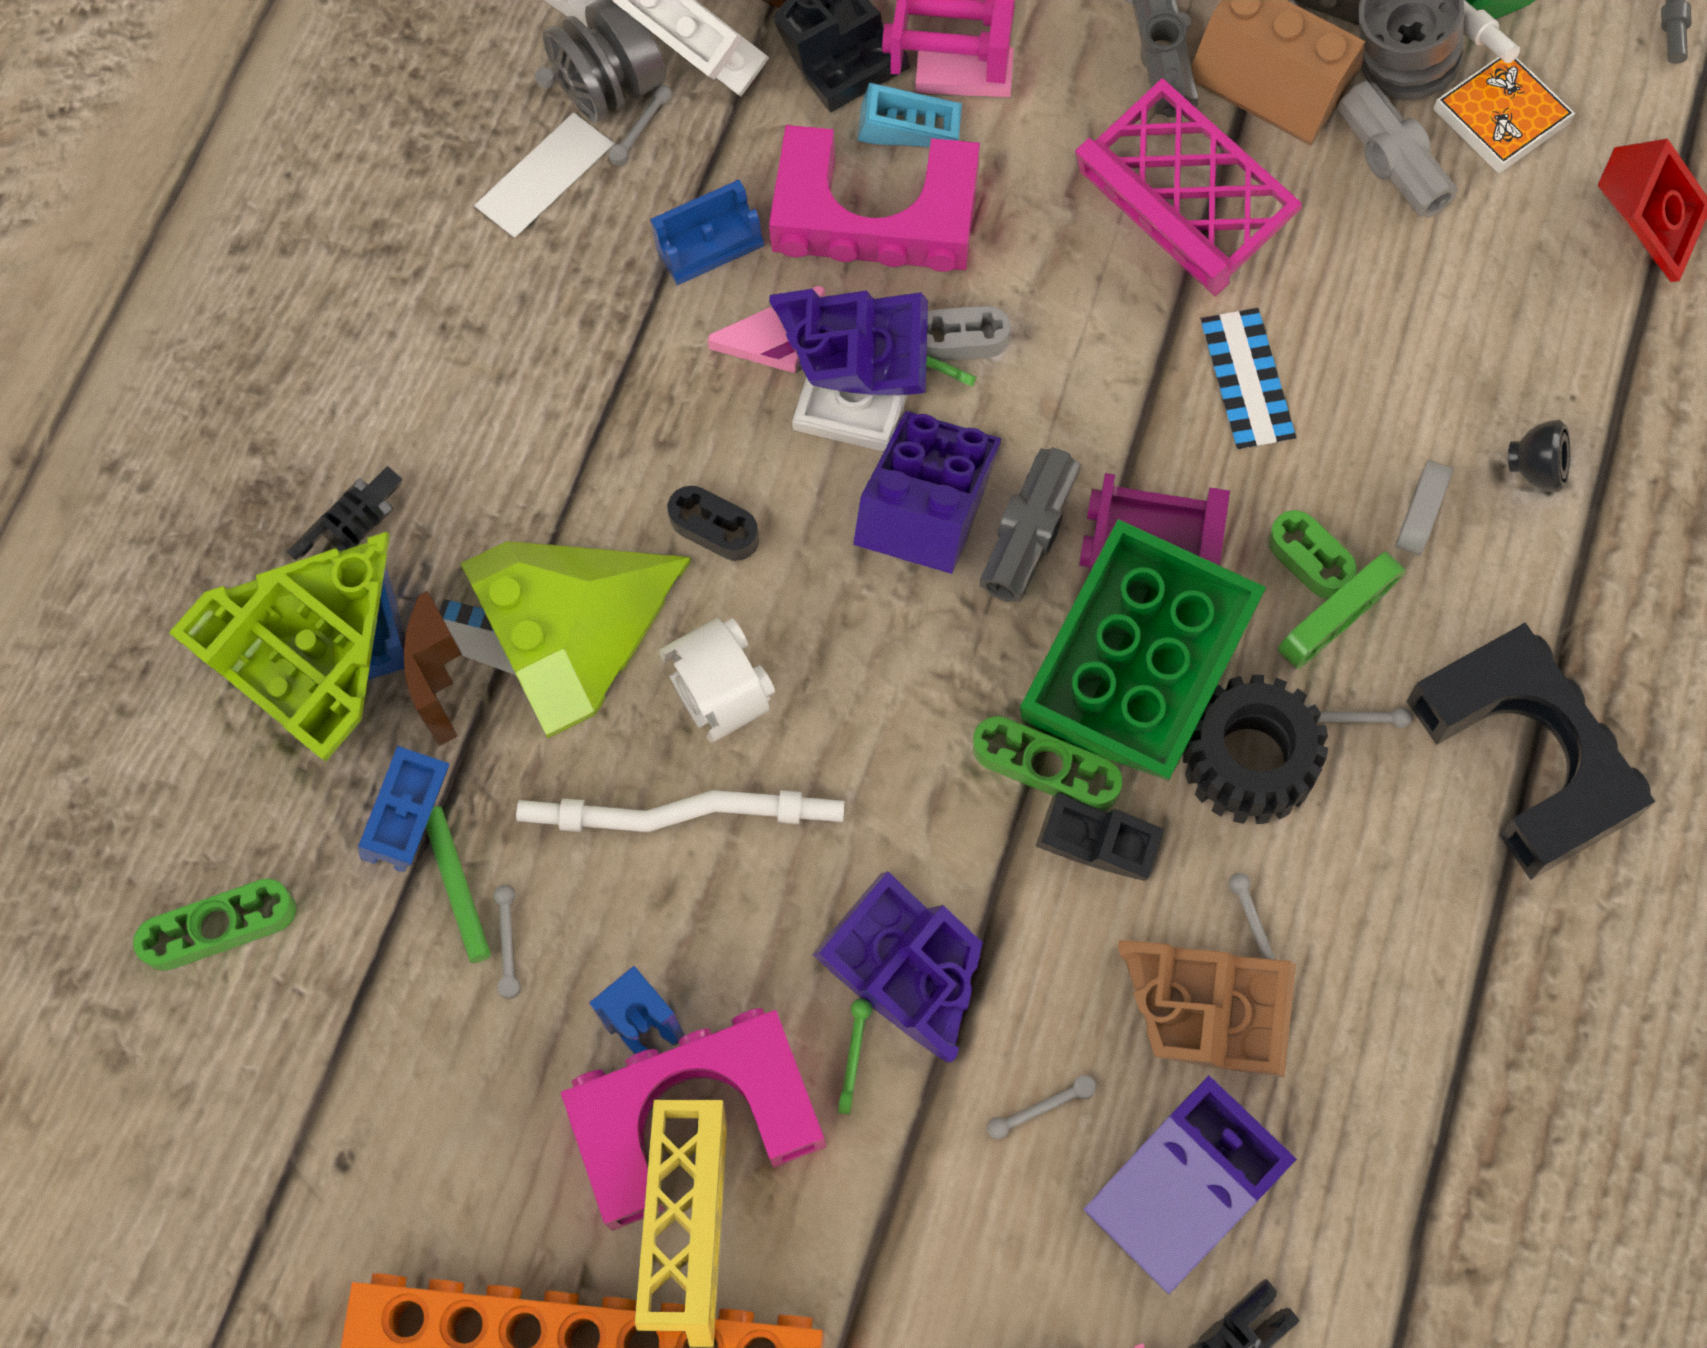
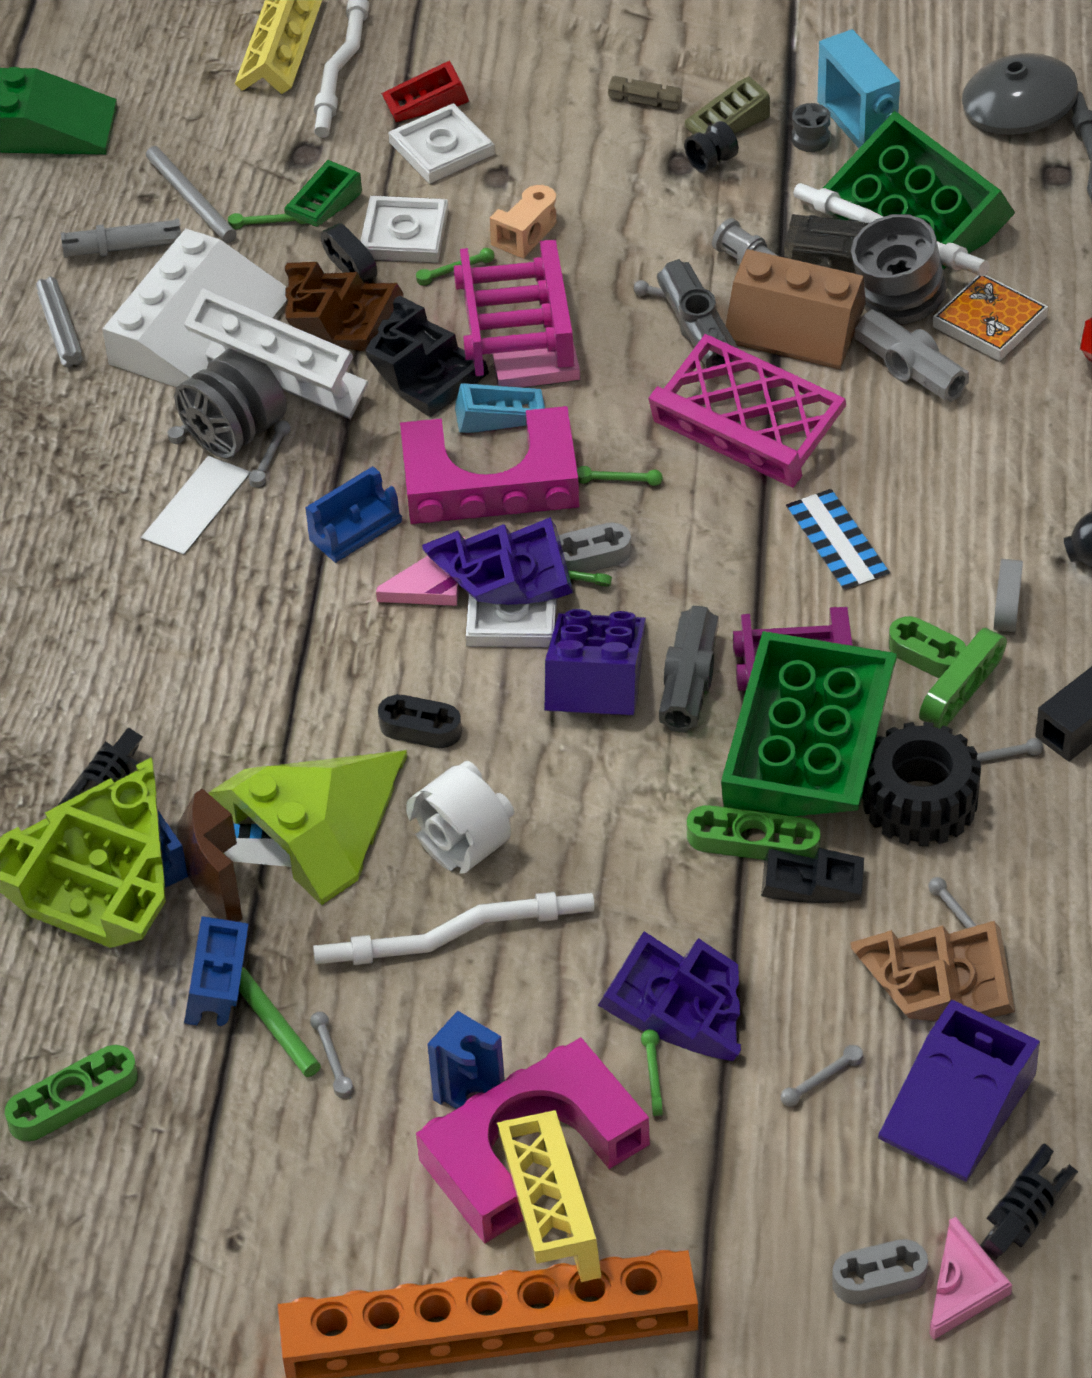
camera: 15 degrees left, 20 degrees down
(982, 229) = (585, 475): none -> bright green hinge

